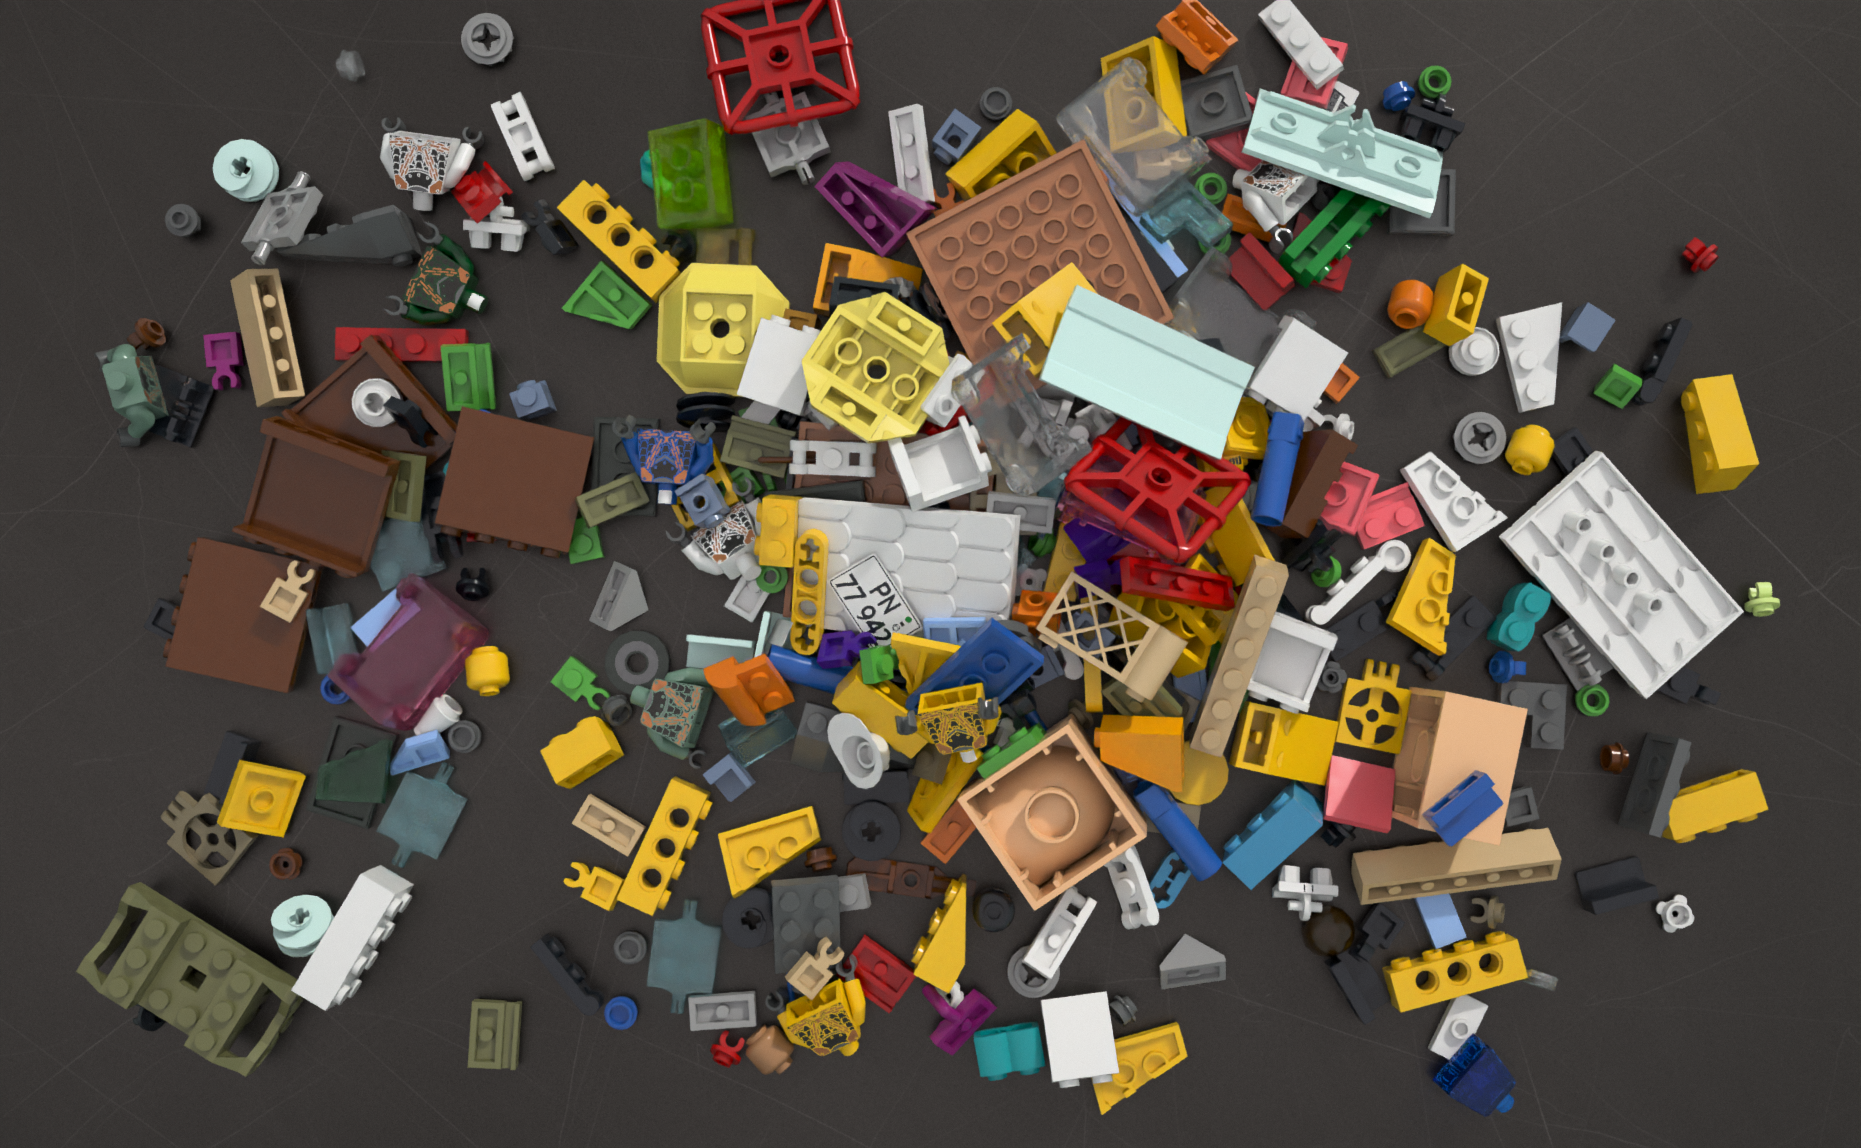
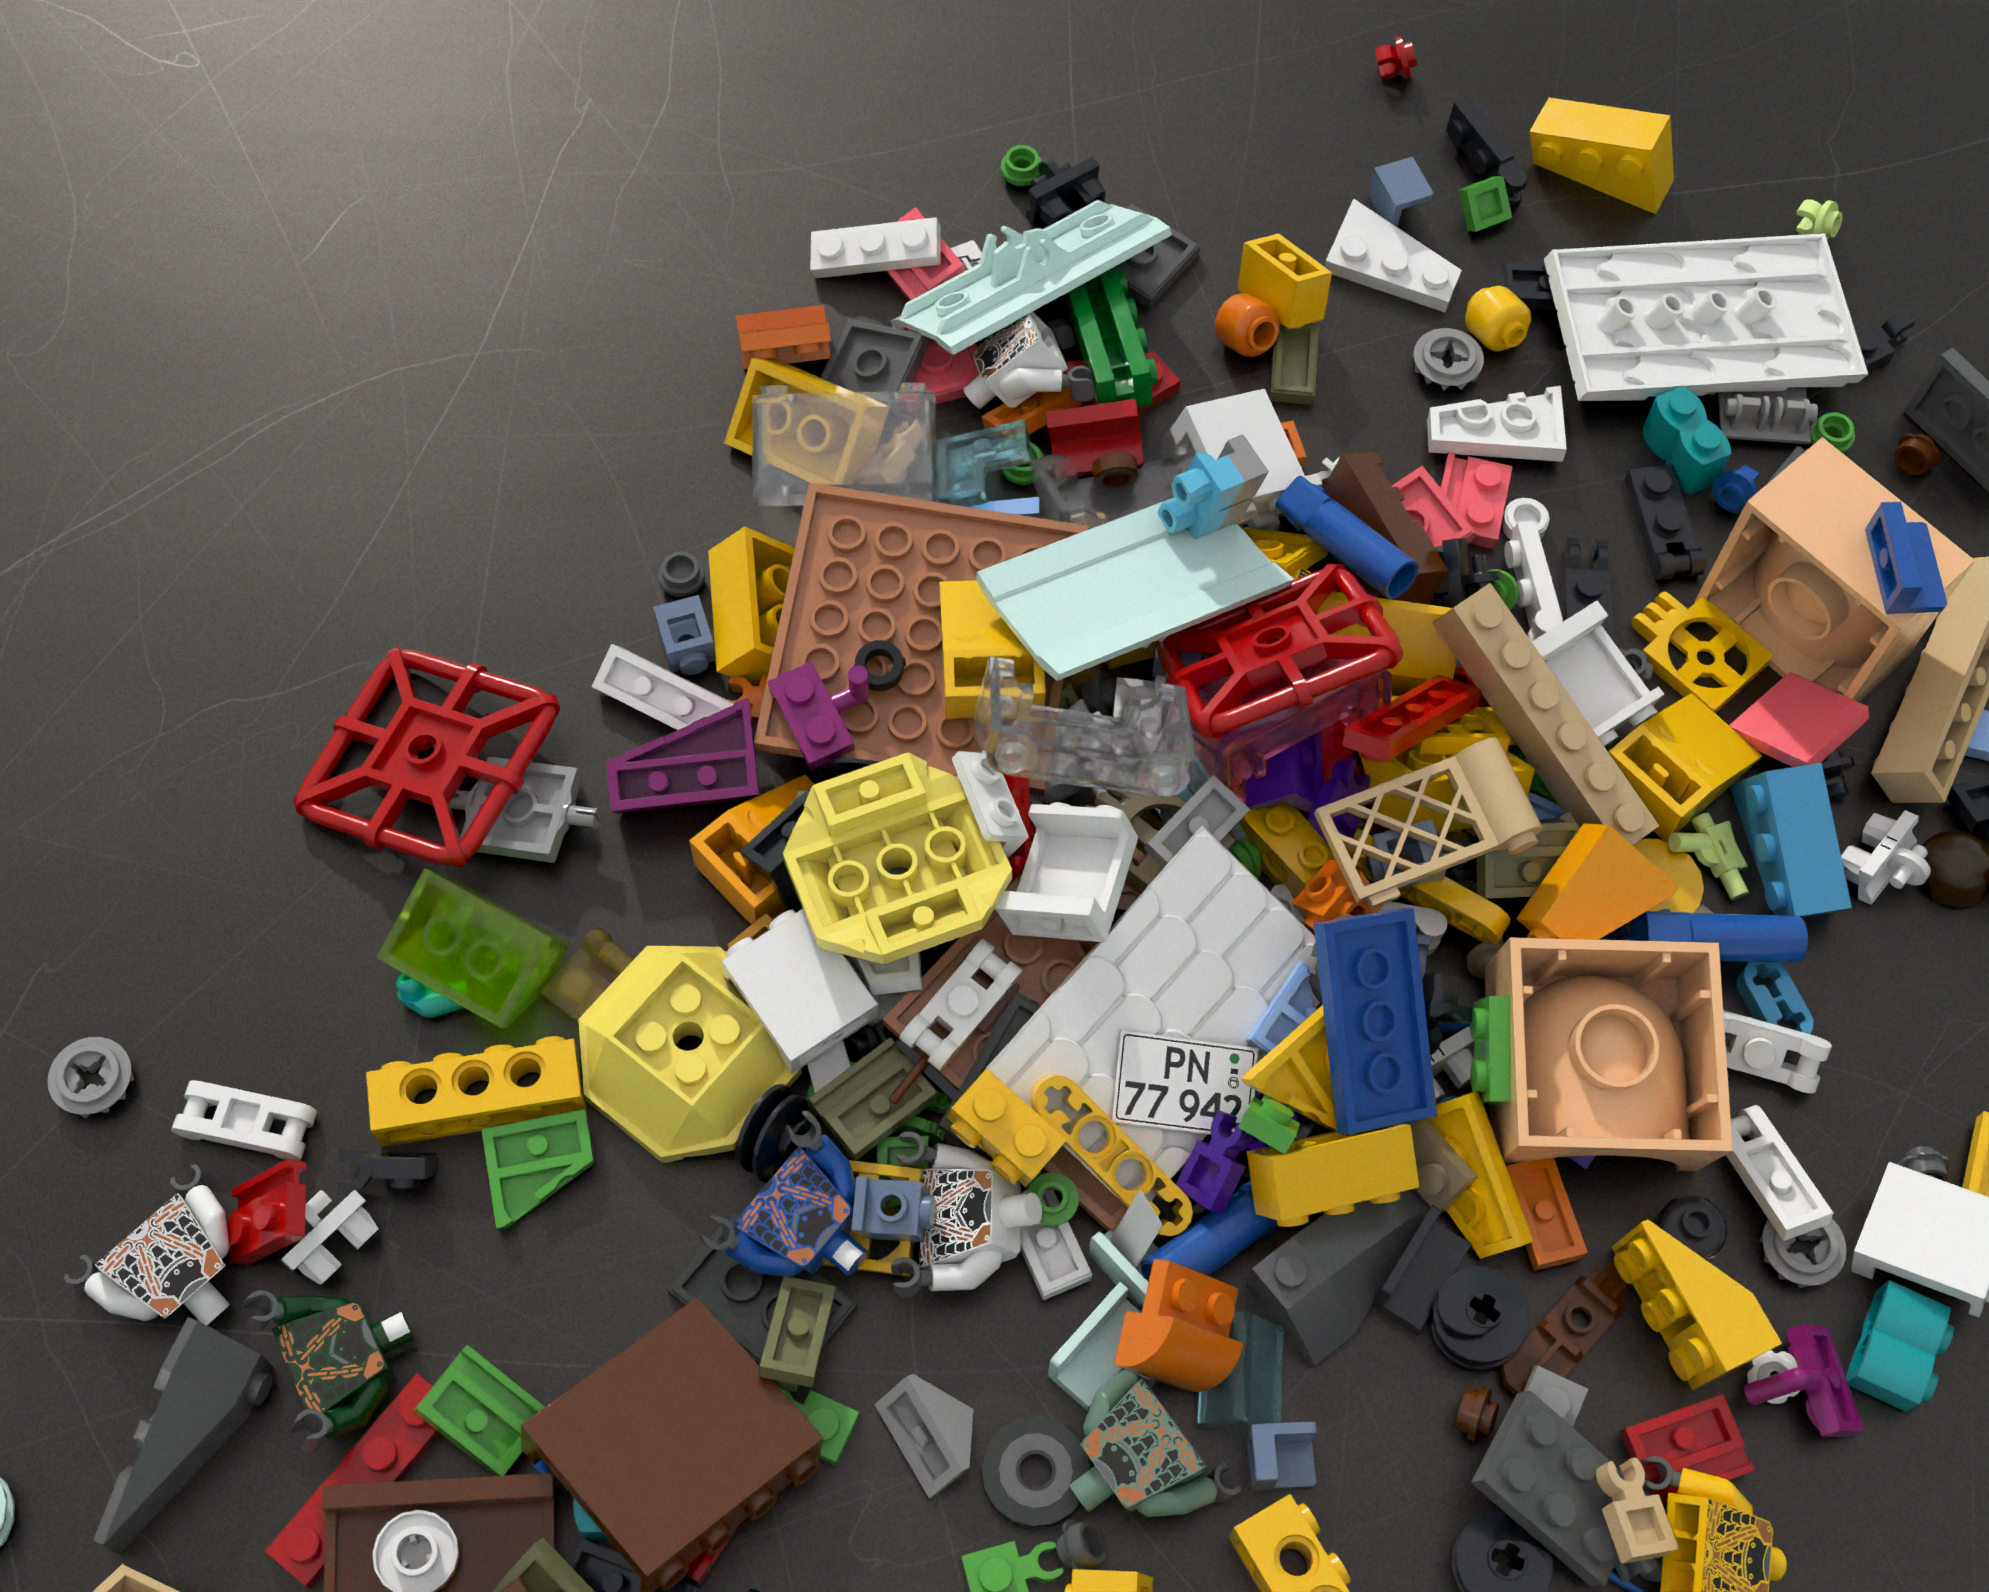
camera: 55 degrees left, 25 degrees down
(282, 218) = (66, 1502): light grey plate -> none
(408, 417) = (477, 1517): black plate -> none
(532, 400) = (581, 1346): sand blue brick -> none
(682, 244) = (543, 1019): black plate -> none
(766, 846) = (1412, 1473): yellow wing -> none
(858, 750) = (1364, 1238): white piece -> none
(944, 253) = (814, 714): none -> magenta plate
(954, 720) = (1414, 1067): torso -> none
(1008, 276) = (888, 650): none -> black piece
(1191, 964) = (1909, 1047): light grey slope -> none
(1217, 182) = (960, 421): bright green plate -> none
(1236, 378) = (1214, 491): none -> medium azure hips
(1242, 792) = (1716, 849): none -> yellowish green piece
(1244, 299) = (1115, 470): none -> reddish brown tile
(1398, 96) = (1010, 203): blue plate -> none
(1423, 598) = (1598, 514): yellow wing -> none
(1475, 354) = (1350, 305): white plate -> none

